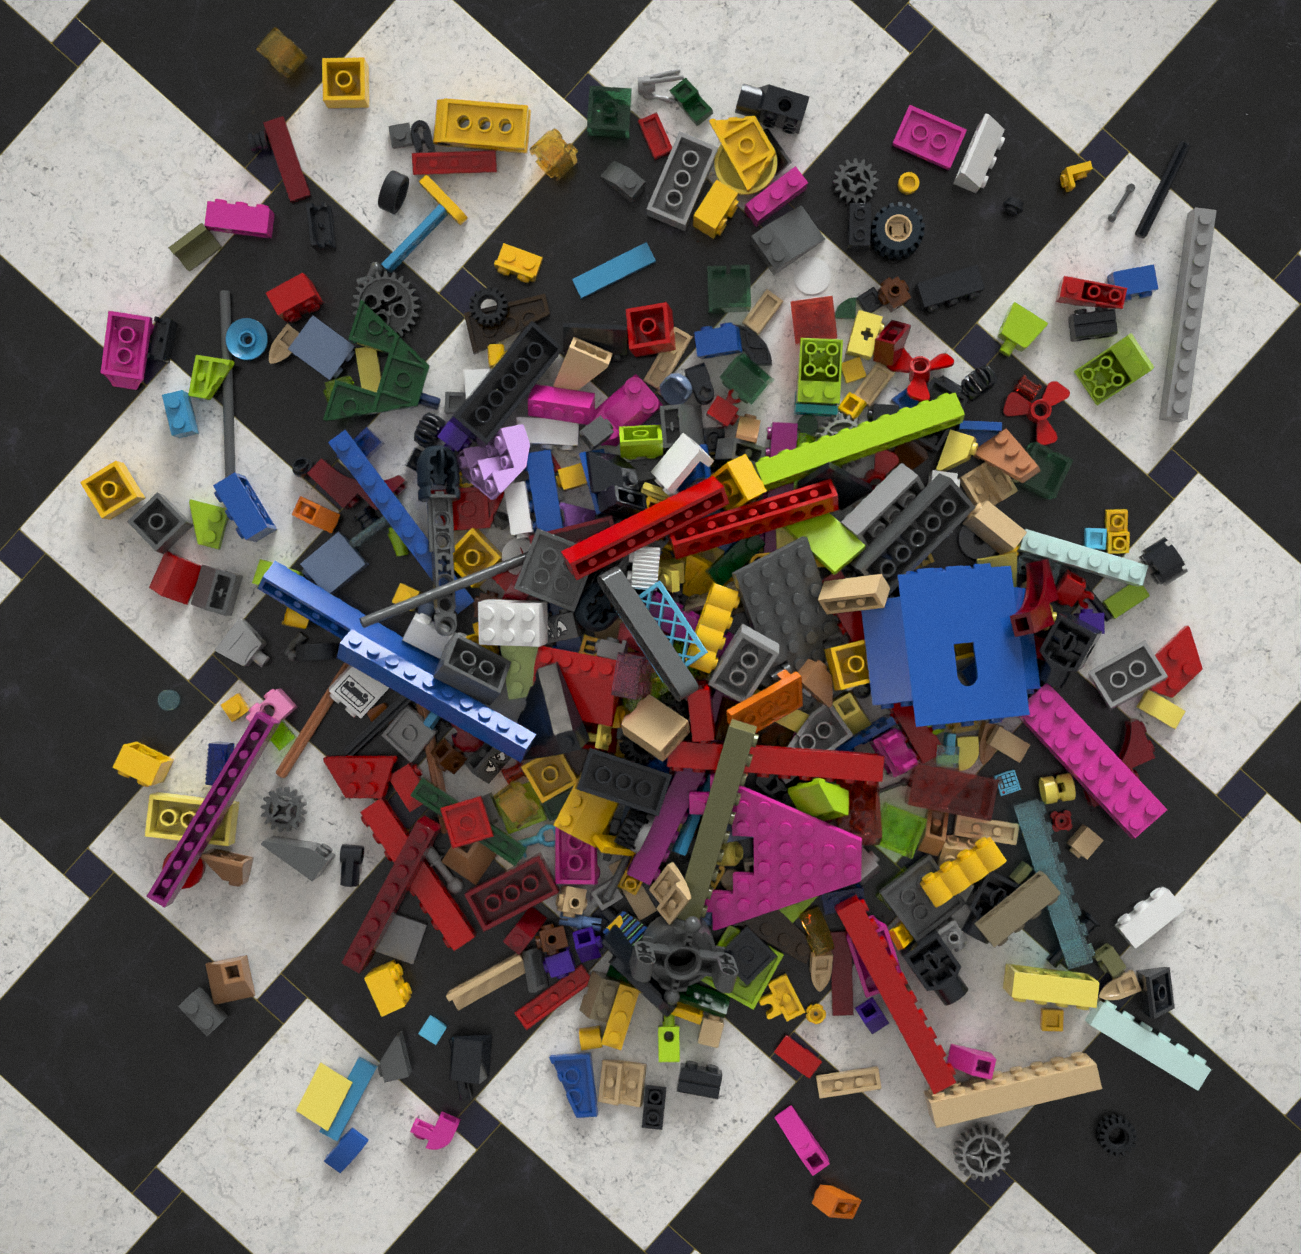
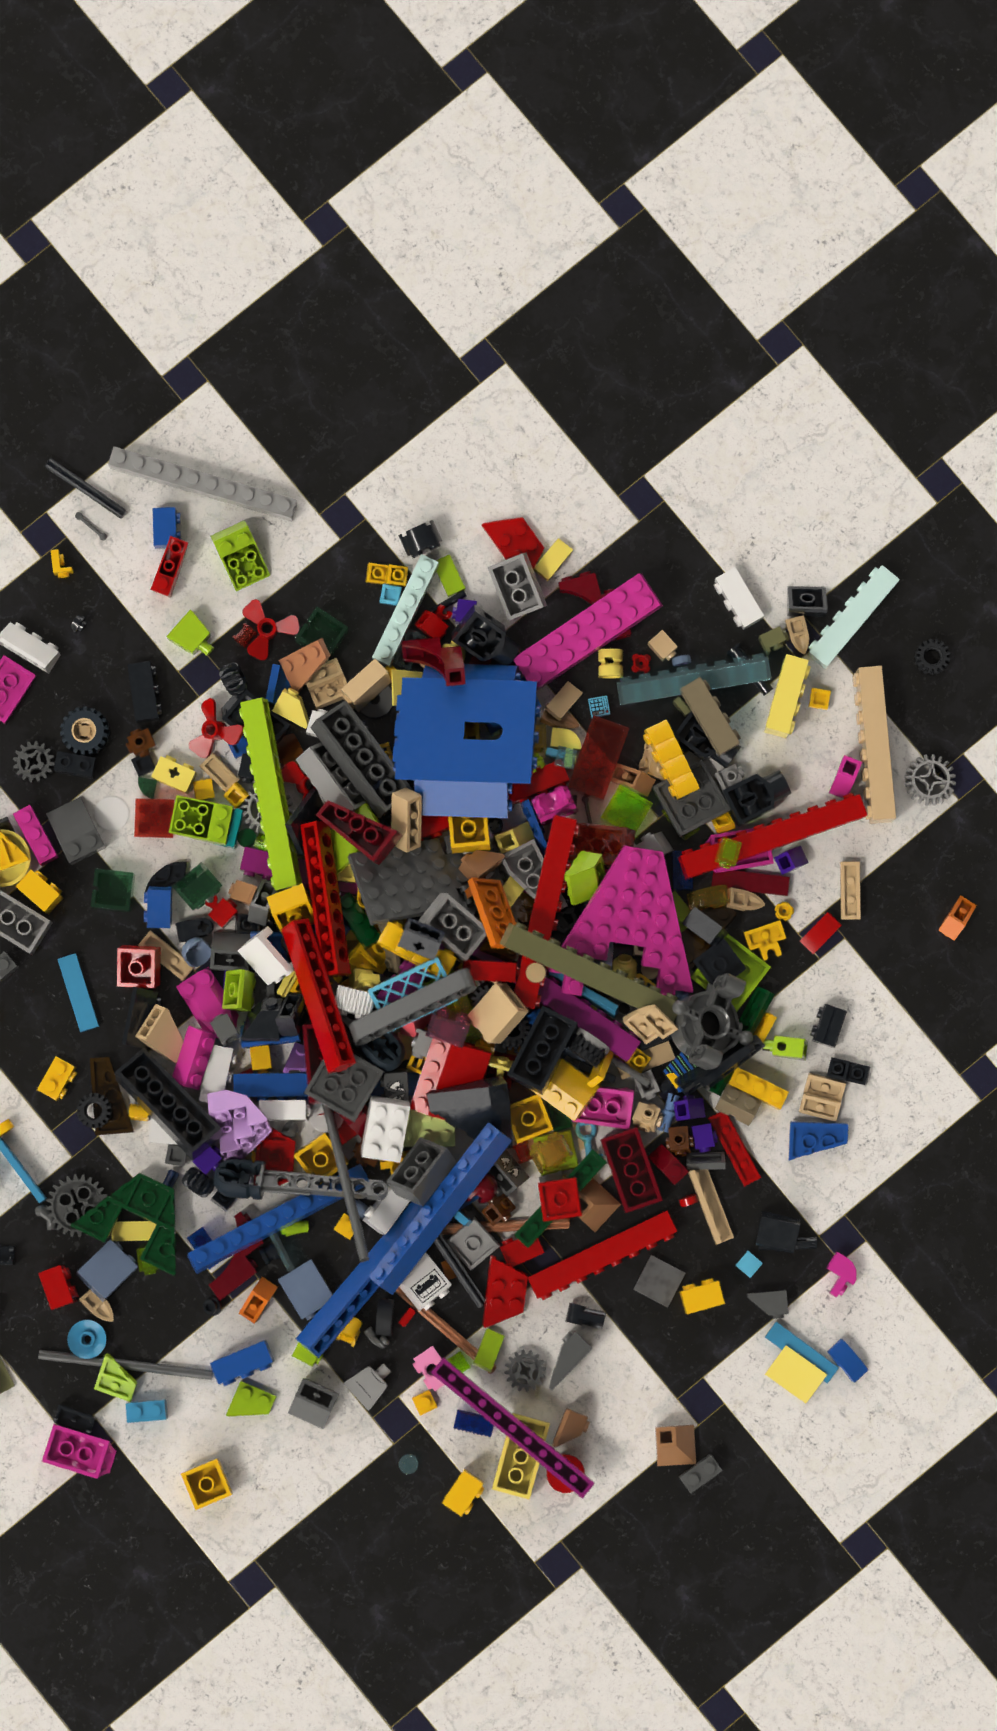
camera: 85 degrees left, 5 degrees down
(160, 523) = (244, 1444): dark grey brick -> none
(175, 578) = (295, 1440): red slope -> none
(299, 767) = (488, 1350): none -> lime tile
(321, 675) = (407, 1317): none -> red tile
(391, 894) = (616, 1279): dark red brick -> none
(454, 884) = (618, 1224): light grey pin -> none
(490, 956) = (688, 1200): none -> red tile
(590, 1038) = (776, 1119): yellow brick -> none
(706, 762) = (535, 972): none -> tan tile
(710, 1030) = (784, 1008): tan brick -> none
(723, 632) = (421, 939): none -> black brick
(762, 312) = (137, 863): tan tile -> none
(785, 934) = (704, 927): none -> black hinge
(802, 1140) = (895, 940): dark pink slope -> none
(831, 550) = (363, 833): none -> dark red wedge
(870, 952) = (728, 853): none -> clear neon green brick
(891, 342) = (184, 751): dark red slope -> none
(908, 183) = (42, 714): yellow tile -> none
(977, 828) = (635, 742): tan plate -> none
(1071, 864) = (681, 660): none -> sand blue tile
(1092, 325) = (197, 569): black brick -> none

